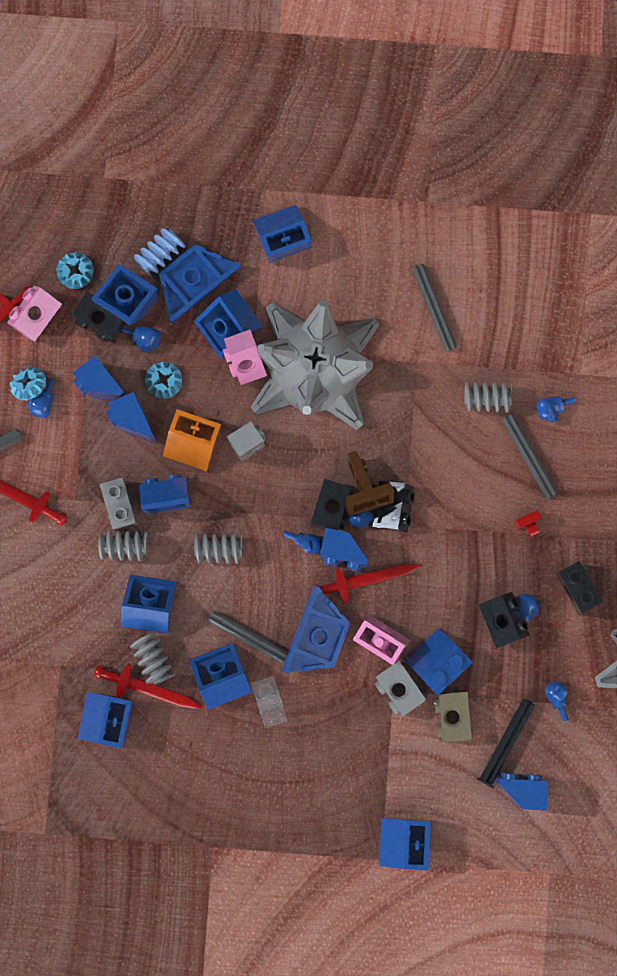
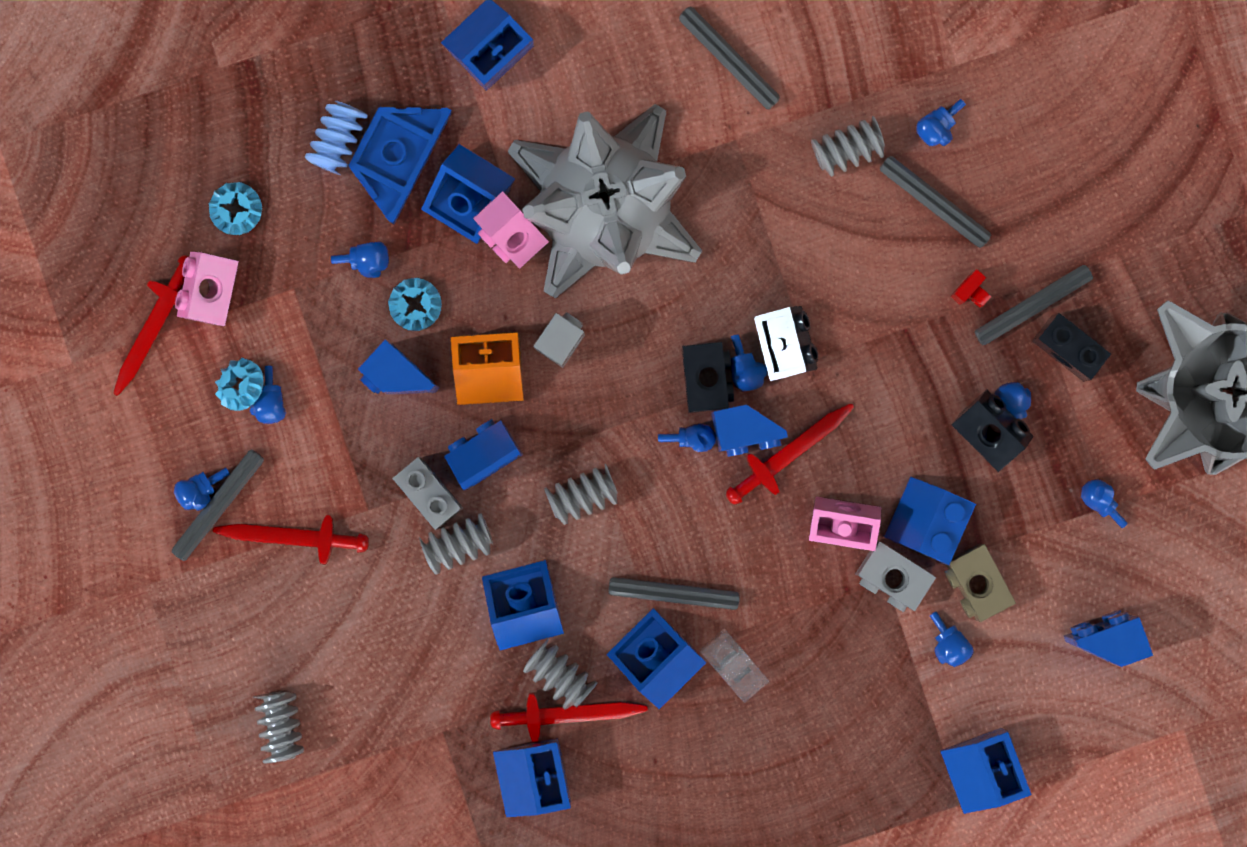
camera: 25 degrees left, 5 degrees up
(84, 316) = (277, 248): black brick -> none
(96, 381) = (330, 345): blue slope -> none
(126, 295) = (318, 214): blue slope -> none
(317, 635) = (760, 553): blue wing -> none
(369, 495) = (750, 343): reddish brown bracket -> none
(418, 751) = (952, 645): none -> blue piece
(506, 743) = (1061, 586): black axle -> none
(566, 550) = (1033, 305): none -> dark grey axle

